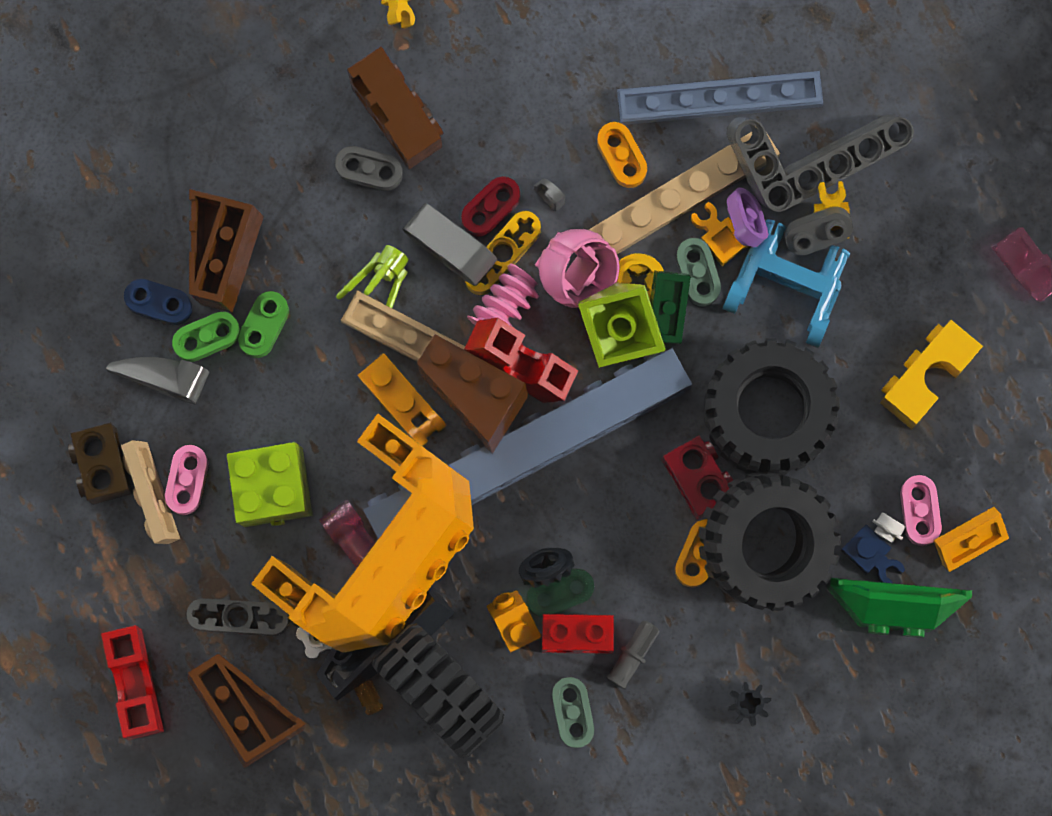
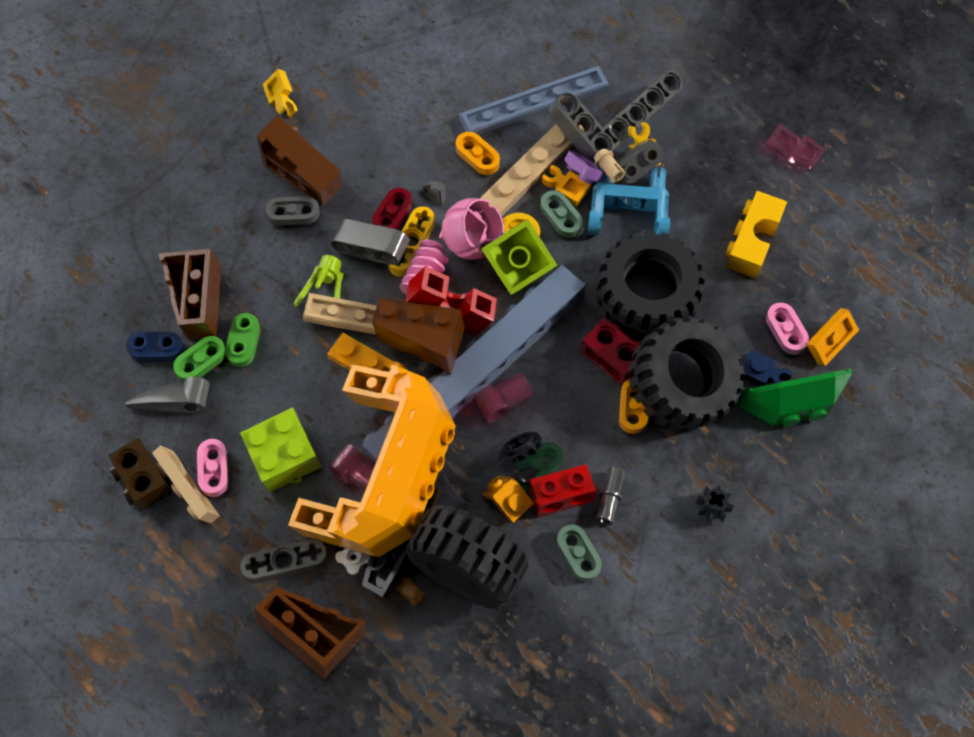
camera: 20 degrees left, 15 degrees down
(133, 678) = (209, 635): red arch -> none
(523, 591) = (509, 468): none -> black piece
(538, 496) = (495, 401): none -> clear pink piece
(669, 303) = (549, 231): dark green plate -> none
(776, 230) = (609, 165): none -> tan pin
(888, 527) = (768, 346): white plate -> none

